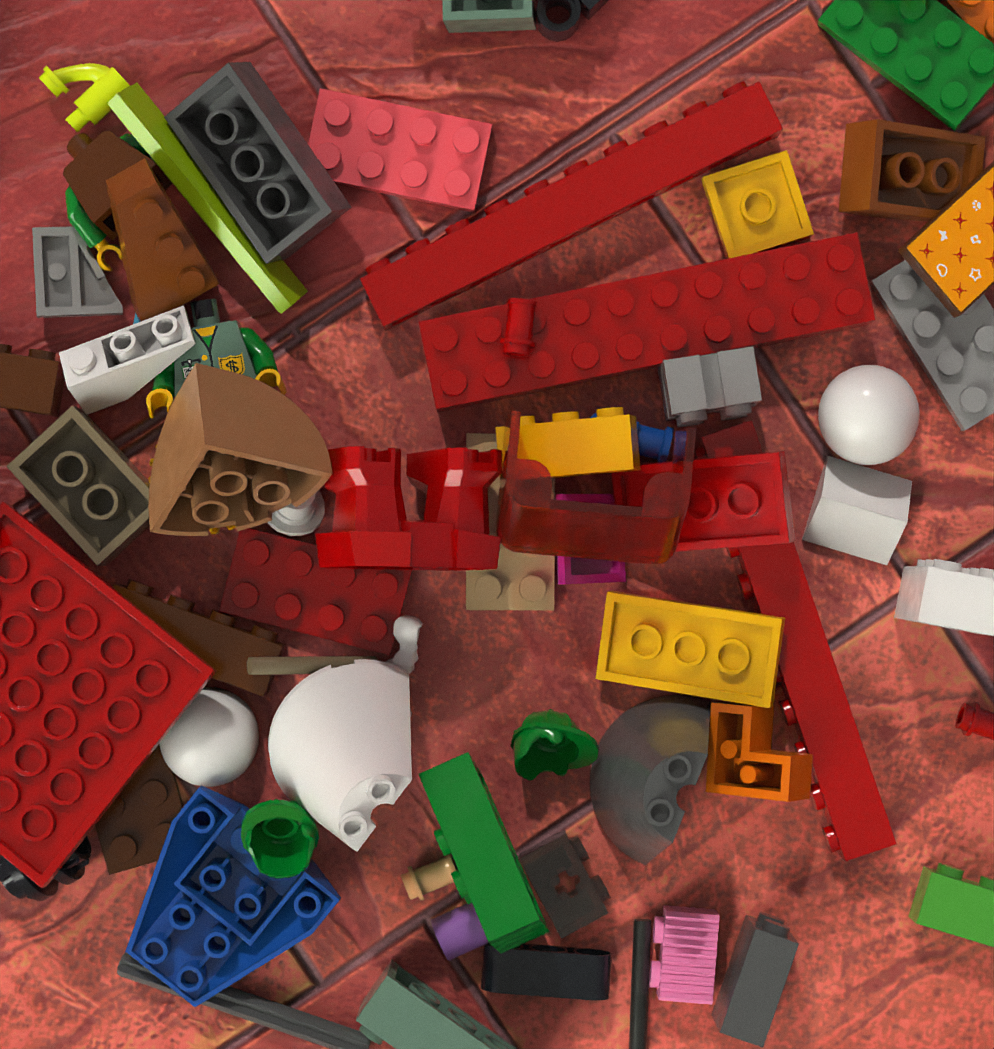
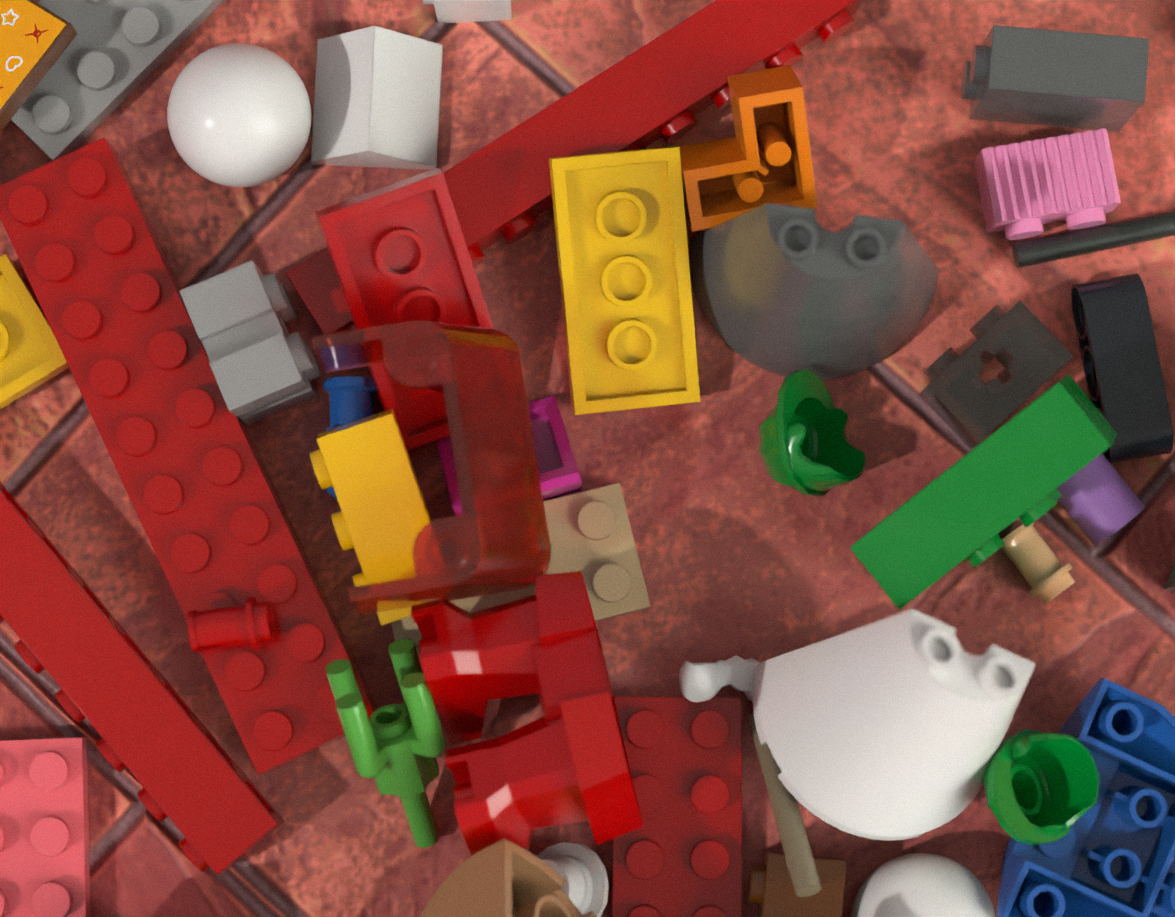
camera: 110 degrees left, 5 degrees down
(417, 419) = (397, 740): none -> bright green plant

